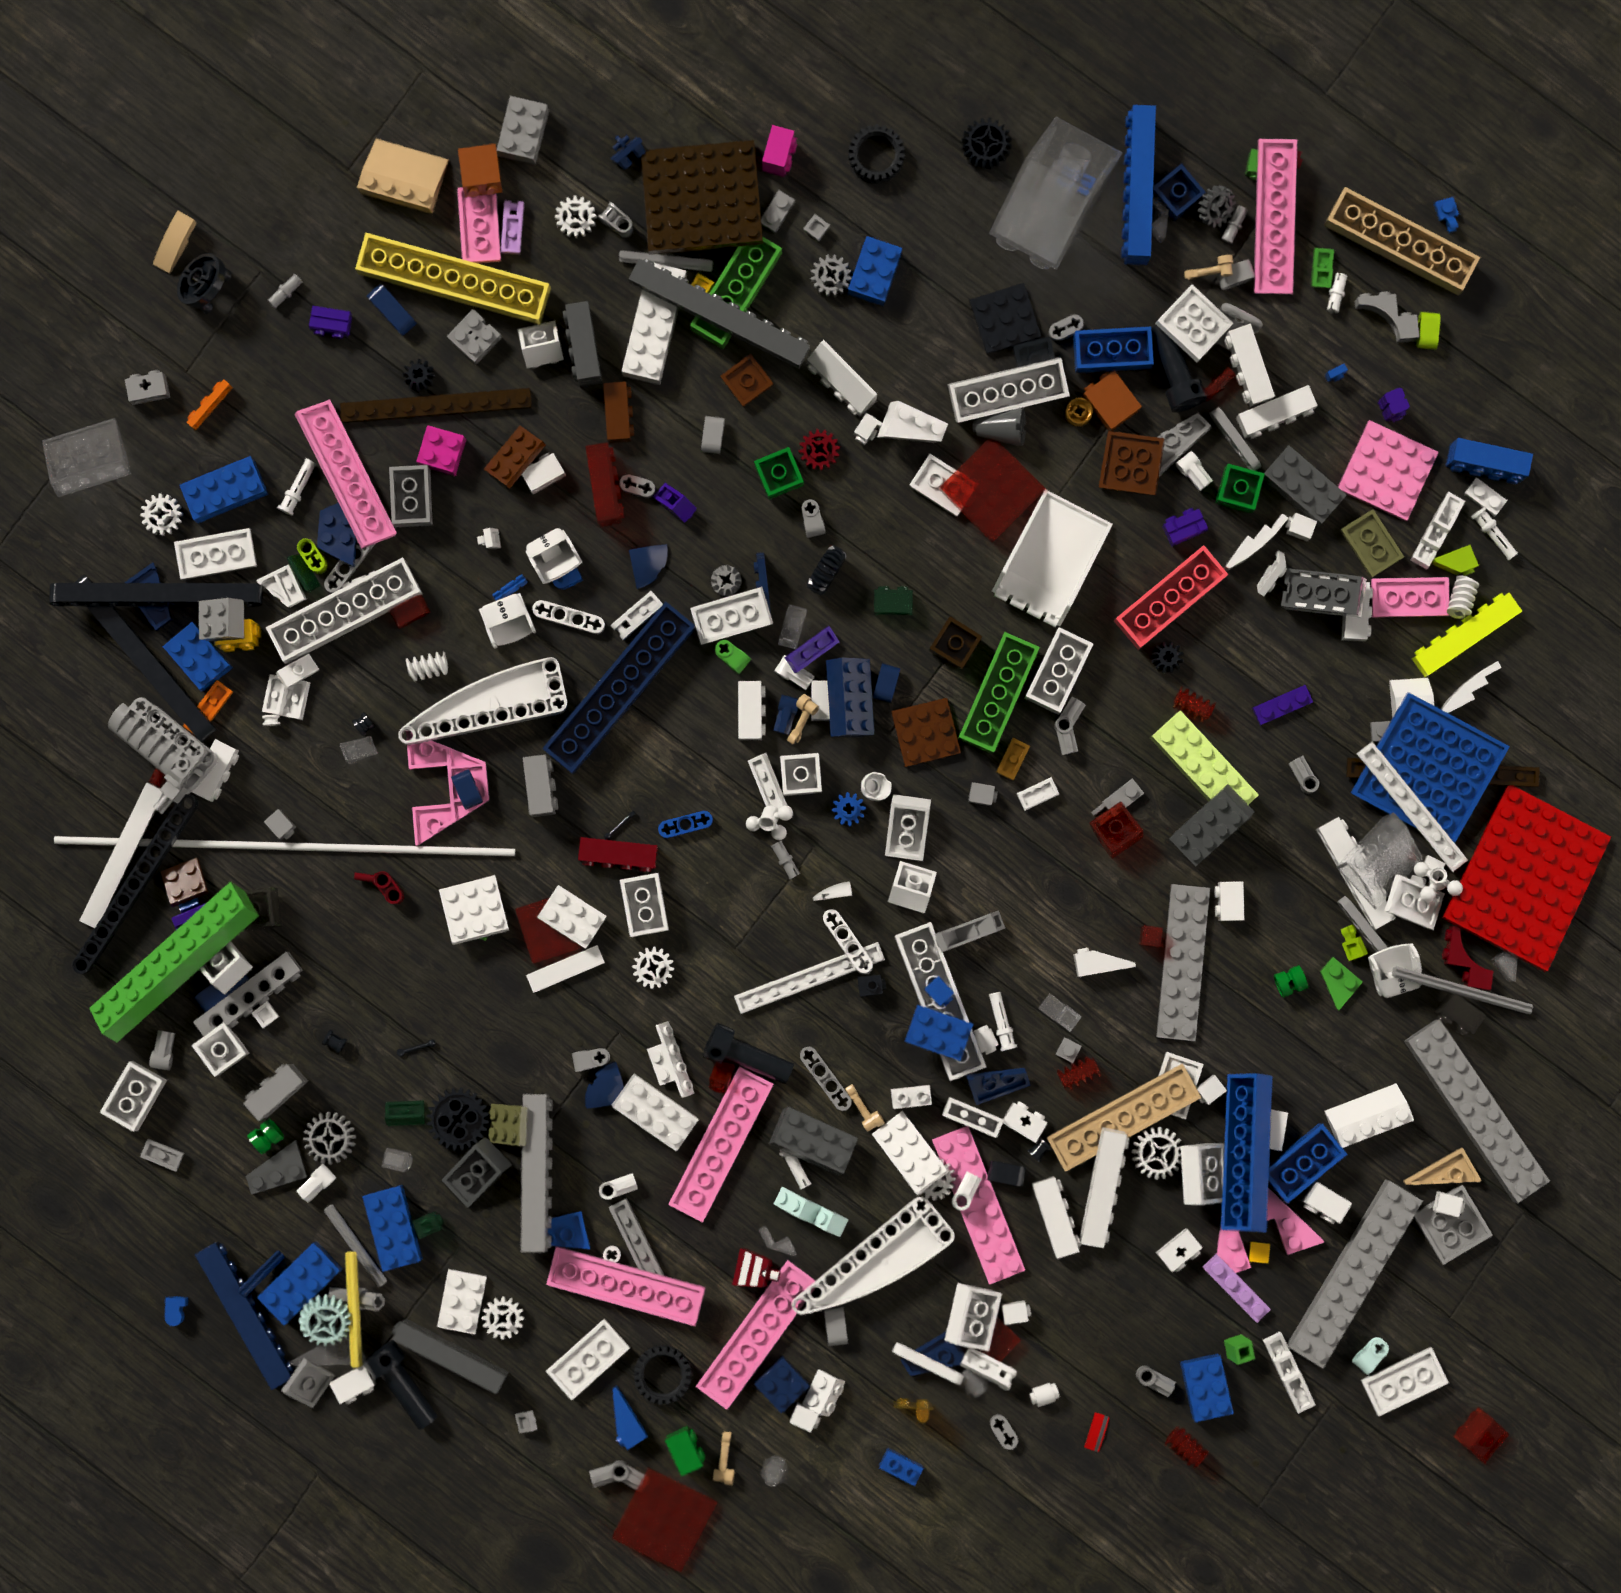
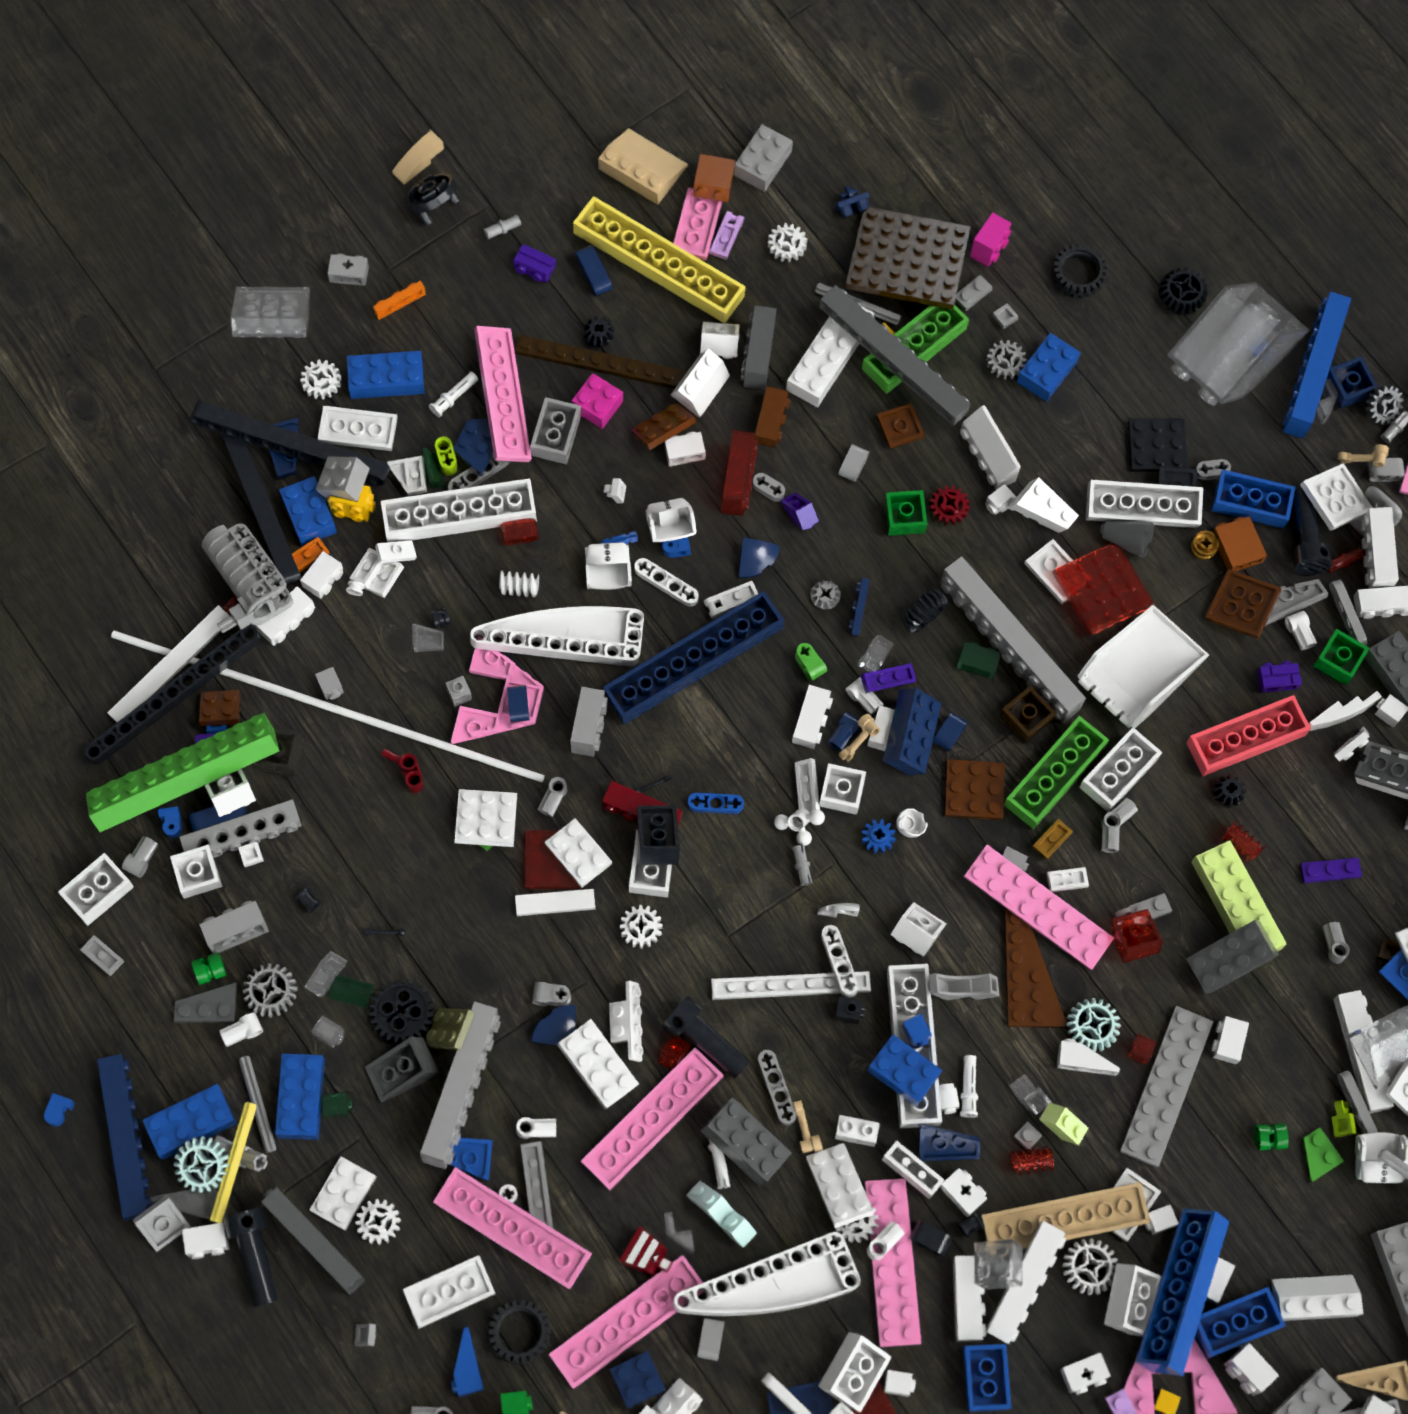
camera: 15 degrees right, 15 degrees down
(181, 1009) = (172, 826): none -> blue leg
(234, 717) = (322, 575): none -> white brick
(261, 1273) = (155, 1099): dark blue axle -> none
(375, 1106) = (325, 973): none -> clear slope
(406, 793) = (458, 691): none -> light grey brick
(474, 337) = (660, 315): light grey piece -> none
(530, 871) = (552, 798): none -> light grey piece
(537, 399) = (701, 382): none -> white slope
(614, 218) = (823, 254): light grey piece -> none
(641, 880) = (658, 835): none -> black slope
(731, 615) = (821, 623): white plate -> none
(812, 522) = (924, 564): light grey piece -> none
(907, 827) = (930, 871): white slope -> none
(919, 573) = (1011, 639): none -> light grey brick
(1018, 831) = (1038, 907): none -> bright pink plate
(1031, 910) = (1028, 984): none -> reddish brown wing
(1074, 1182) = (998, 1264): none -> clear brick
(1092, 1284) = (986, 1378): none -> blue brick
(1098, 1031) = (1063, 1123): none -> yellowish green brick
(1114, 918) = (1108, 1019): none -> light aqua gear

